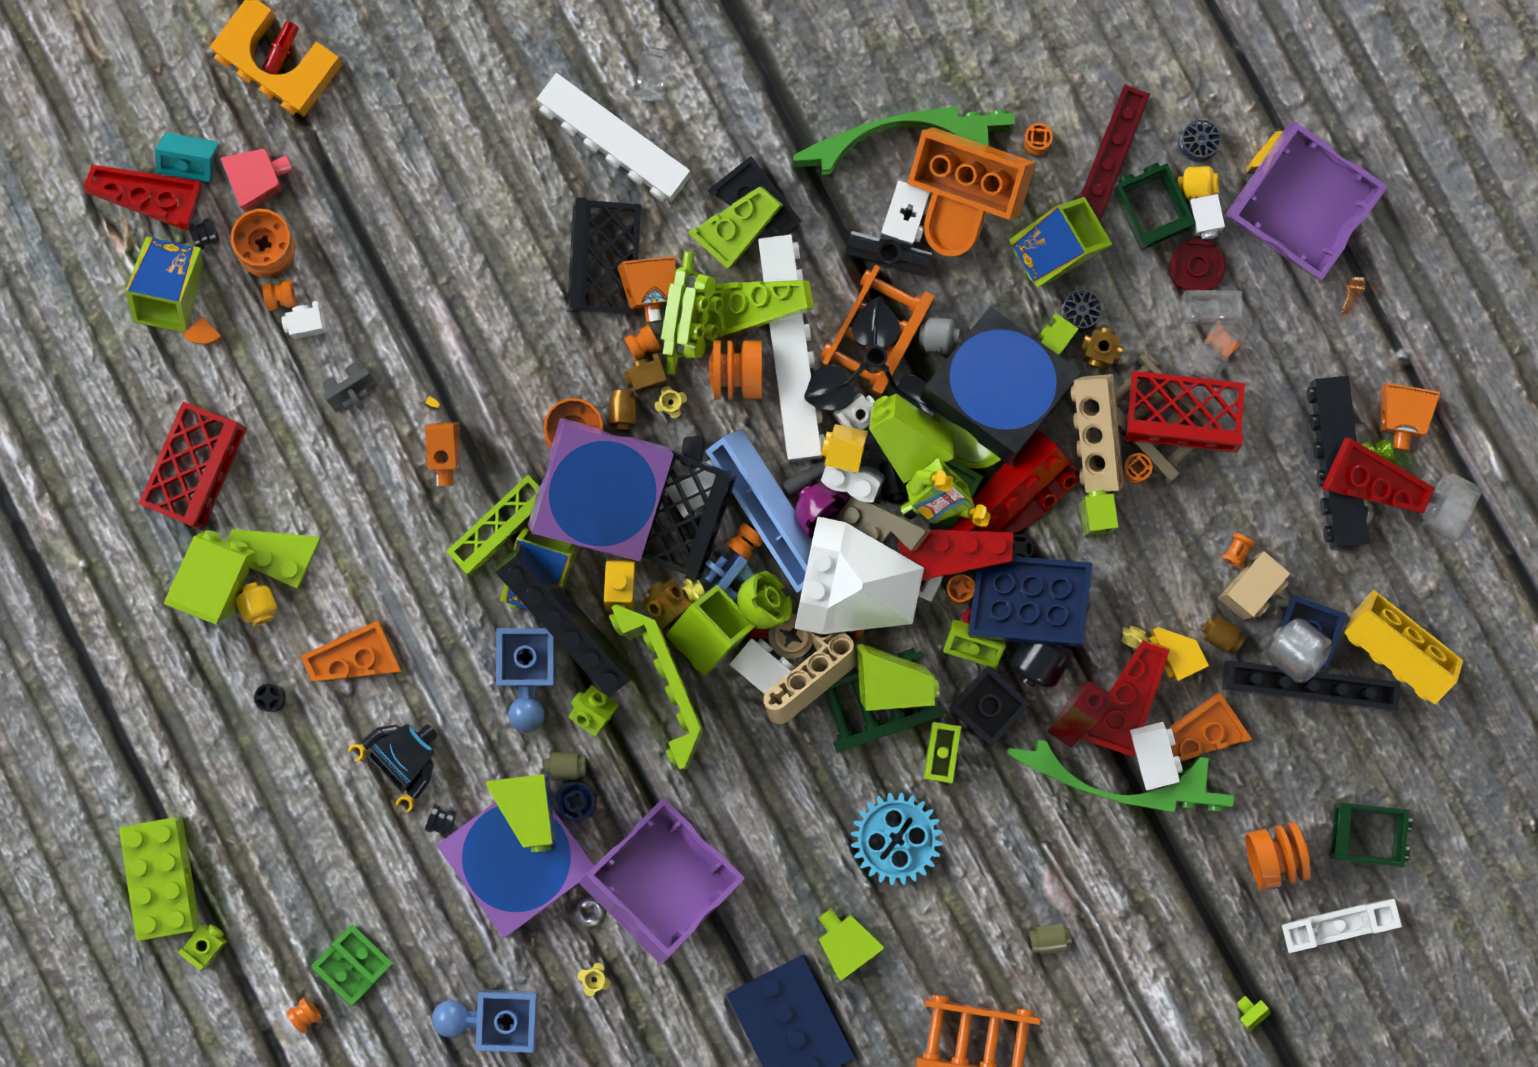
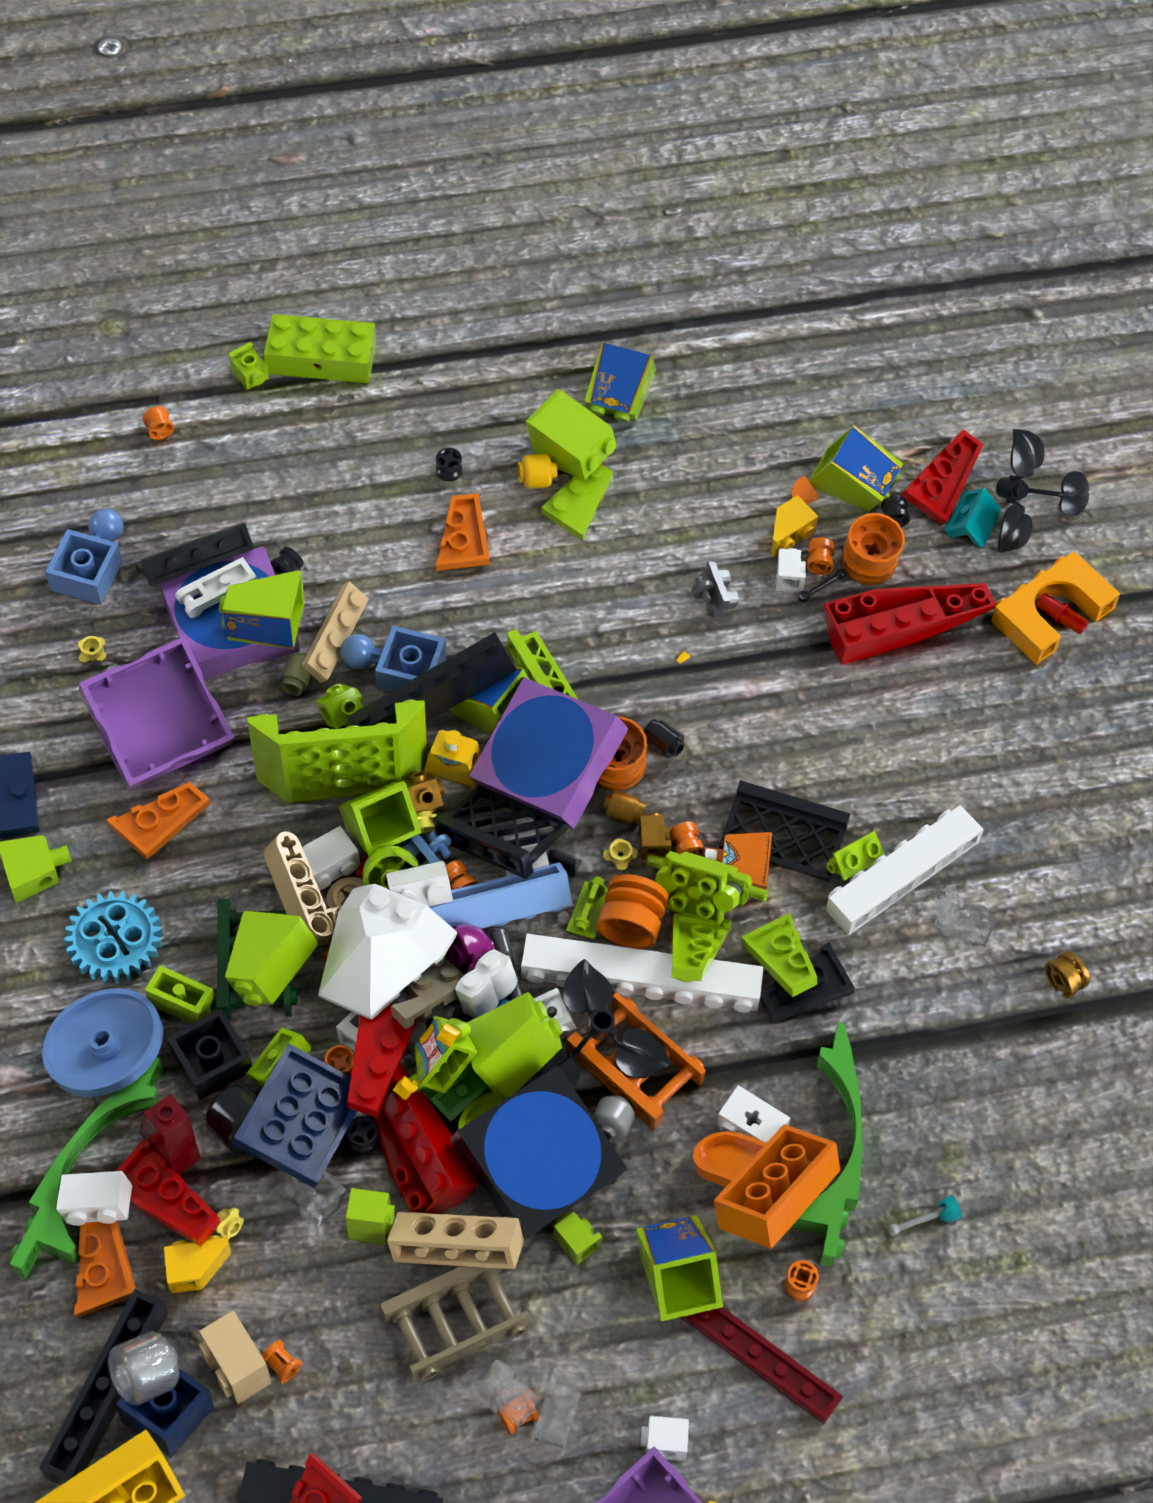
camera: 100 degrees right, 25 degrees down
(120, 550) = (619, 382): none -> slope
(123, 104) = (1026, 455): none -> black plant
(210, 479) = (671, 468): red fence -> none
(249, 334) = (792, 524): none -> yellow slope
(255, 176) = (939, 560): coral torso -> none
(326, 302) = (804, 595): none -> black hinge
(331, 201) = (900, 616): none -> red wedge
(351, 965) = (186, 469): bright green slope -> none
(401, 757) = (355, 546): black torso -> none
(446, 438) = (634, 645): orange torso -> none
(471, 908) = (195, 554): none -> black fence
(503, 871) = (213, 587): none -> white plate
(509, 744) = (334, 630): none -> tan plate
(535, 393) = (664, 738): none -> black brick
(576, 801) = (261, 674): dark blue wheel -> none
(615, 181) = (856, 856): none -> lime hinge
(737, 414) = (587, 909): none -> lime hinge
(762, 842) = (156, 823): none -> orange wing
(776, 567) = (423, 883): none -> white brick
(844, 448) = (517, 973): yellow brick -> none
(907, 258) = (705, 1107): black piece -> none
(935, 34) = (946, 1209): none -> hinge
(1006, 806) = (102, 1042): none -> medium blue dish
(1082, 309) = (598, 1273): wheel -> none
(1094, 356) = (549, 1287): pearl gold brick -> none
(1133, 471) = (404, 1283): orange wheel -> none
(1163, 232) = (692, 1355): dark green window -> none
(1185, 435) = (425, 1324): red fence -> none
(1197, 265) = (613, 1417): dark red tile -> none
(1198, 182) = (706, 1441): yellow head -> none
(1199, 141) = (756, 1459): dark blue wheel -> none
(1223, 635) = (195, 1316): pearl gold brick -> none

